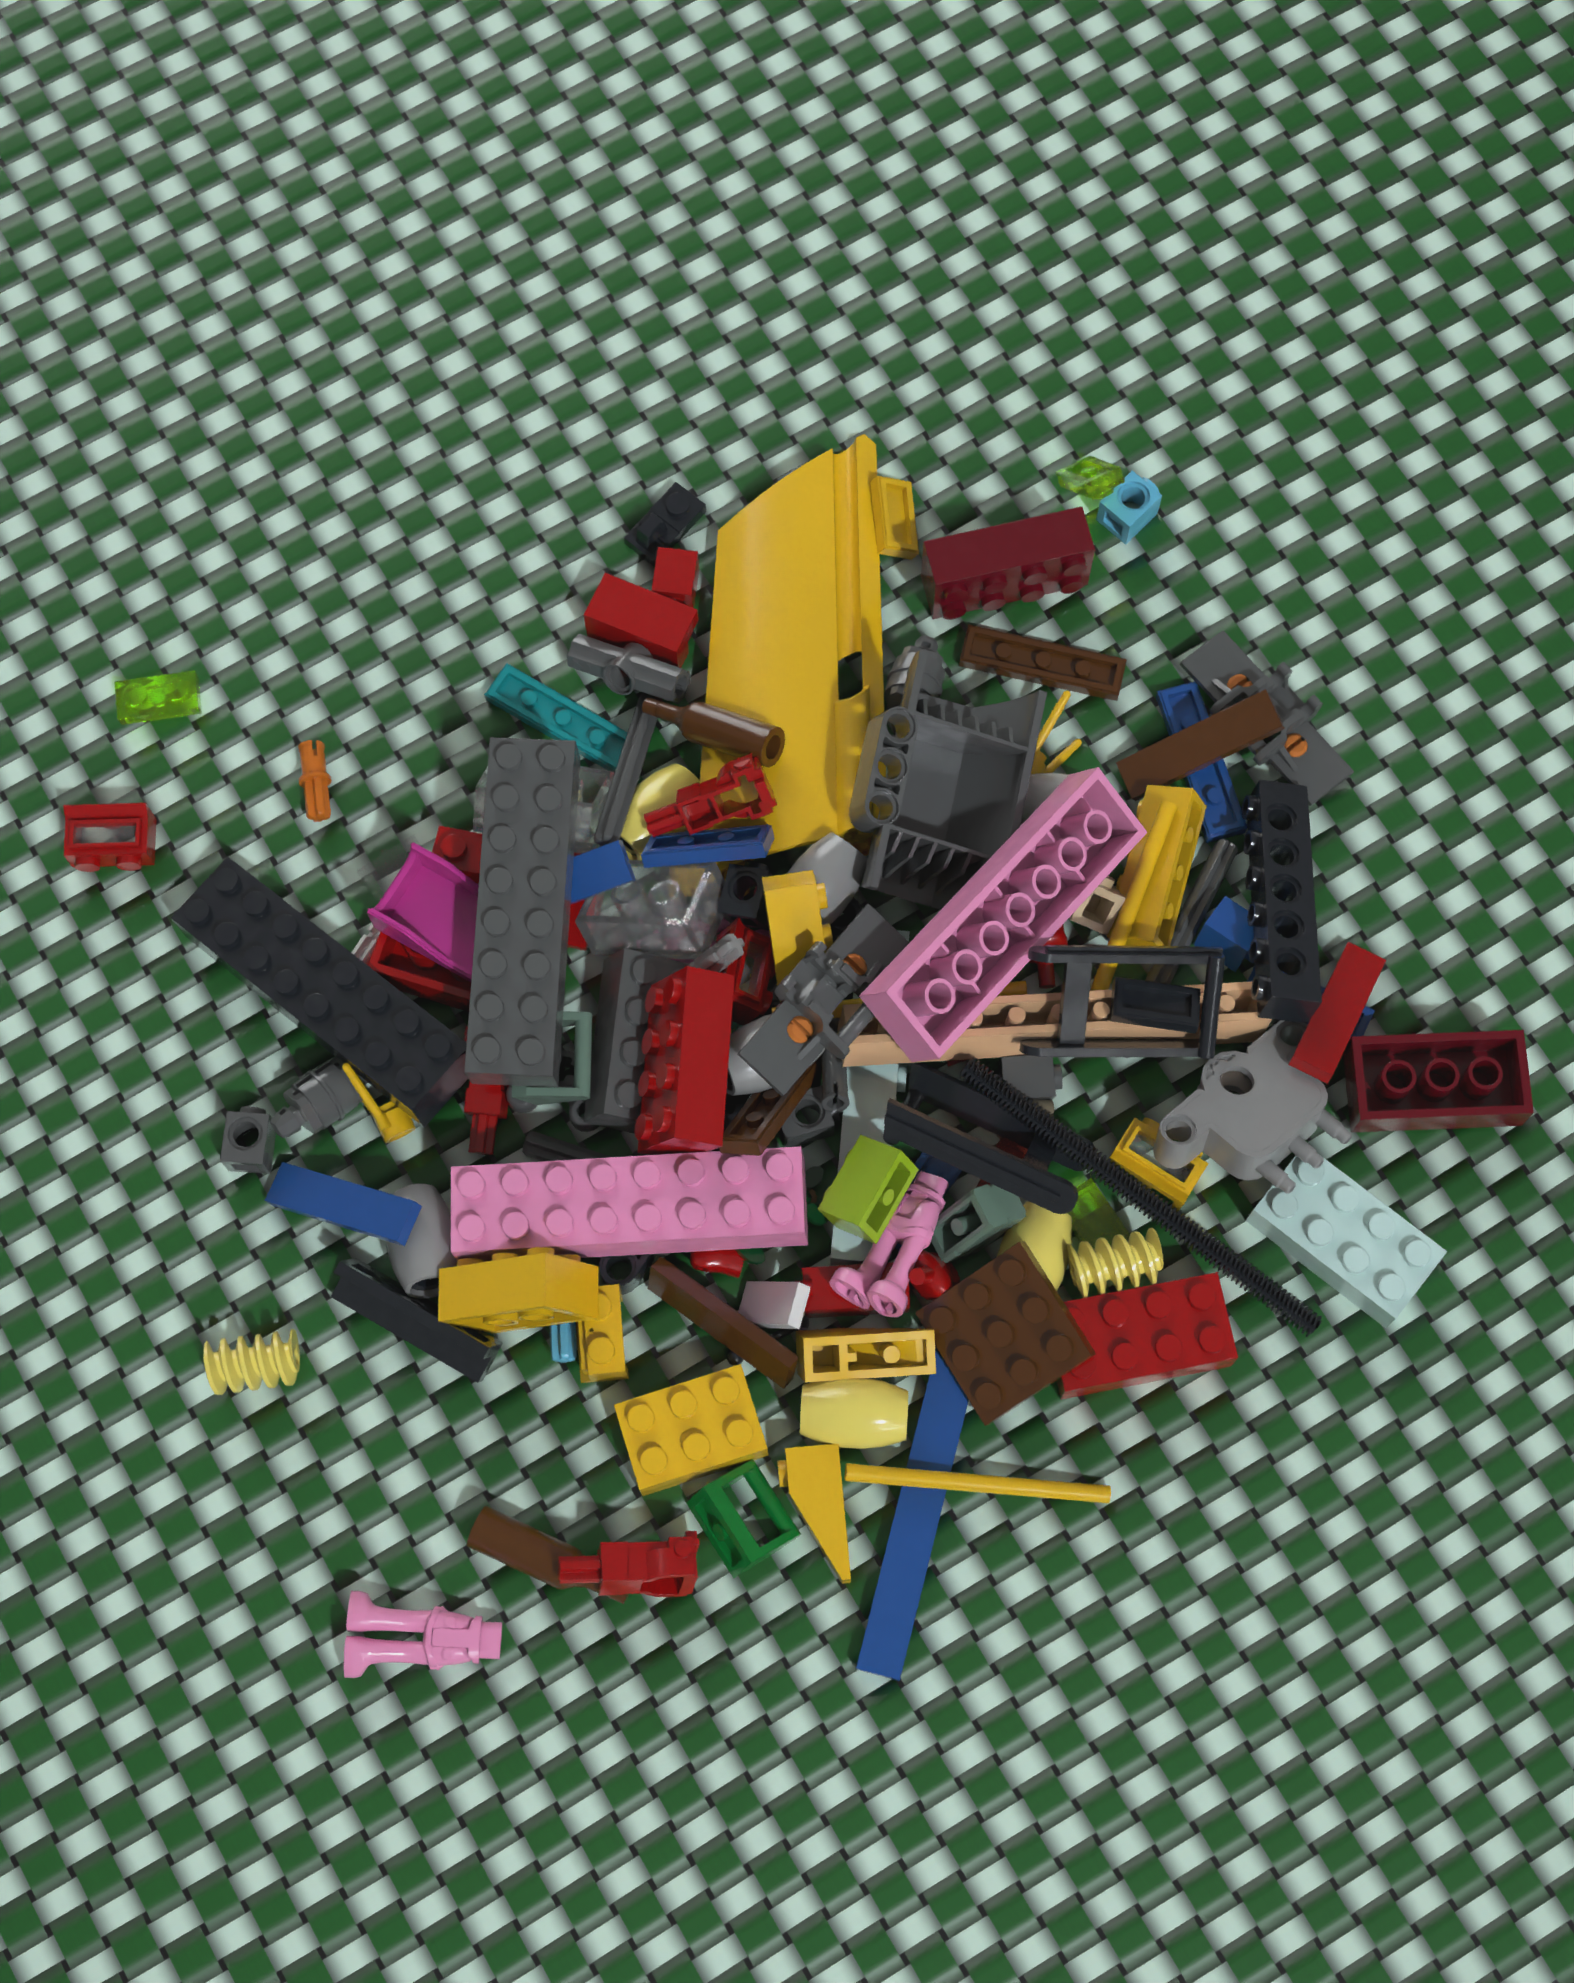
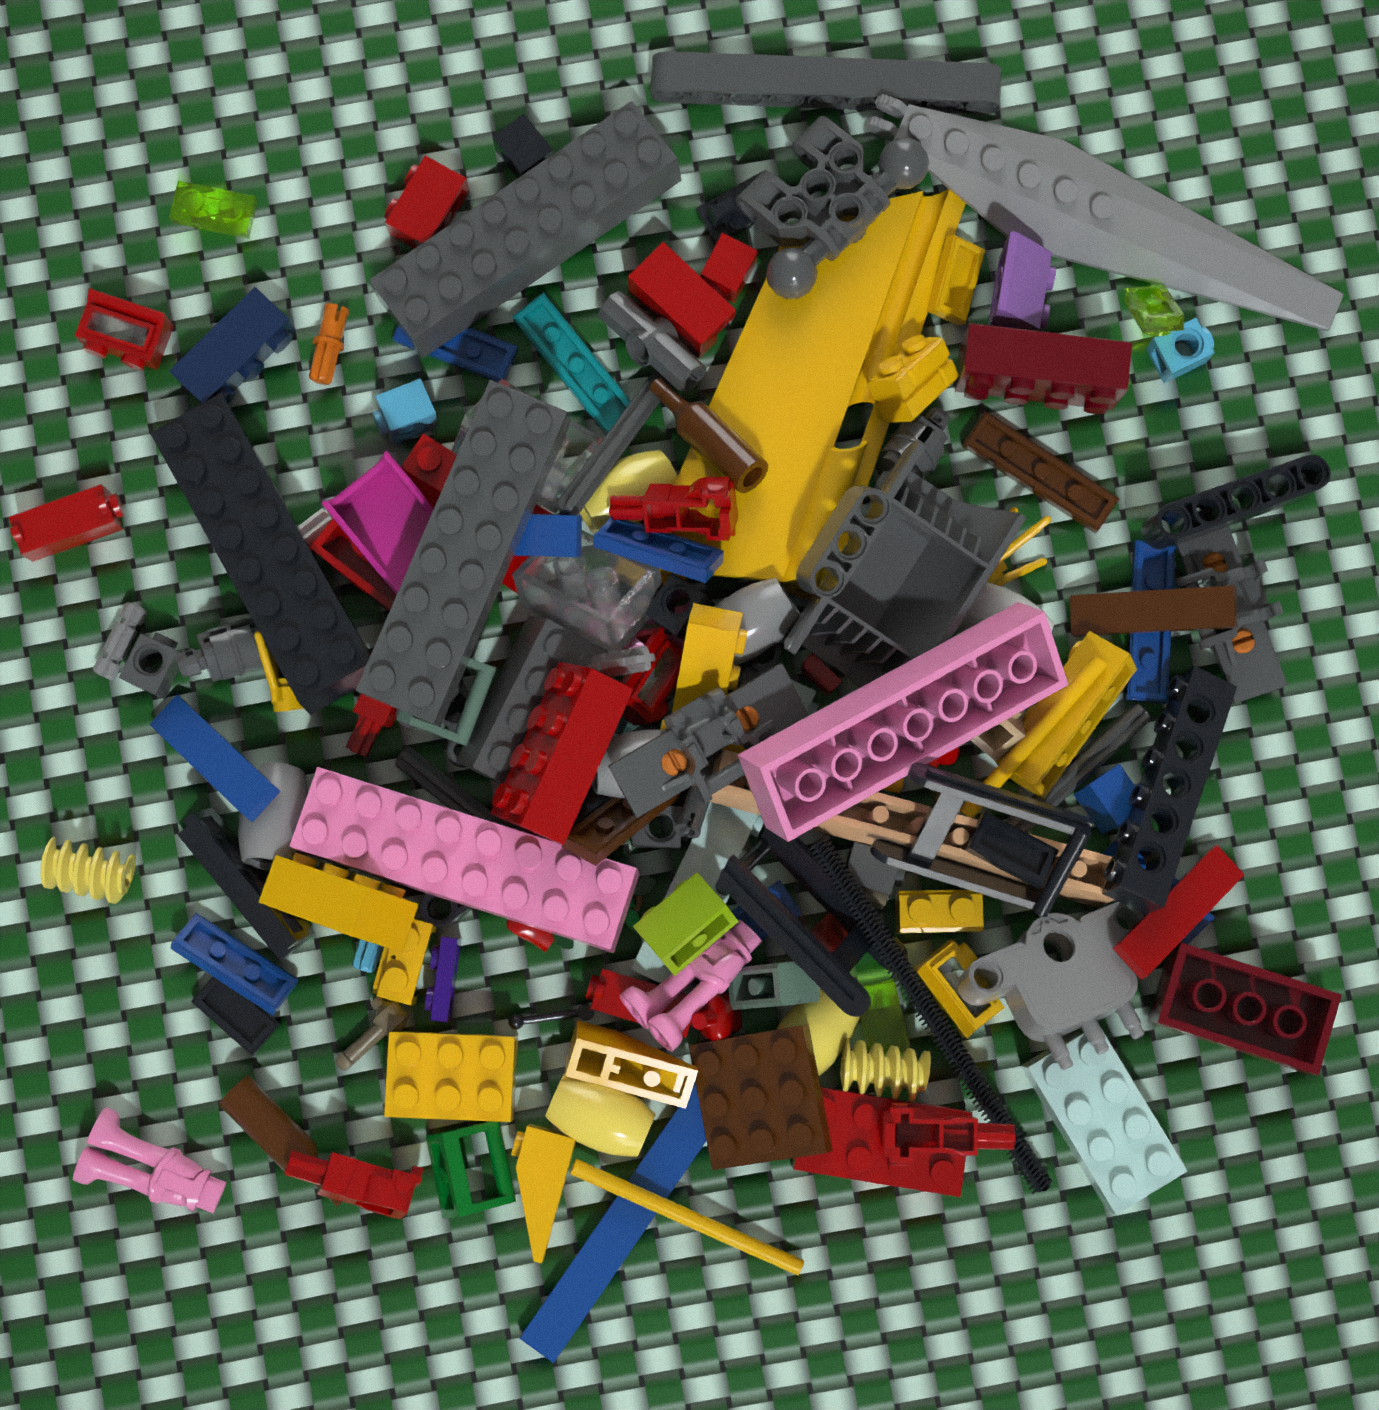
camera: 15 degrees right, 10 degrees up
(116, 1035) = (67, 522): none -> red brick
(207, 1131) = (120, 641): none -> light grey axle
(224, 815) = (234, 349): none -> dark blue brick
(364, 622) = (427, 203): none -> red brick
(413, 815) = (405, 412): none -> medium azure brick
(432, 1402) = (234, 963): none -> blue tile
(435, 739) = (473, 353): none -> blue tile
(440, 541) = (521, 146): none -> black brick
(451, 1451) = (236, 1015): none -> black tile
(468, 610) = (526, 229): none -> dark grey brick
(603, 1398) = (387, 1017): none -> dark tan piece
(643, 1321) = (441, 996): none -> dark purple plate
(702, 385) = (823, 82): none -> dark grey beam
(722, 1322) = (514, 989): reddish brown tile -> none
(746, 503) = (849, 192): none -> dark grey connector
(774, 1303) = (564, 992): white tile -> none
(889, 614) = (912, 378): none -> yellow brick
(906, 917) = (820, 675): none -> red tile
(956, 493) = (1021, 285): none -> medium lavender slope
(997, 418) = (1102, 215): none -> light grey hinge
(1108, 1097) = (938, 911): none -> yellow brick
(1207, 1295) = (952, 1135): none -> red piece
(1236, 620) = (1222, 512): none -> black beam

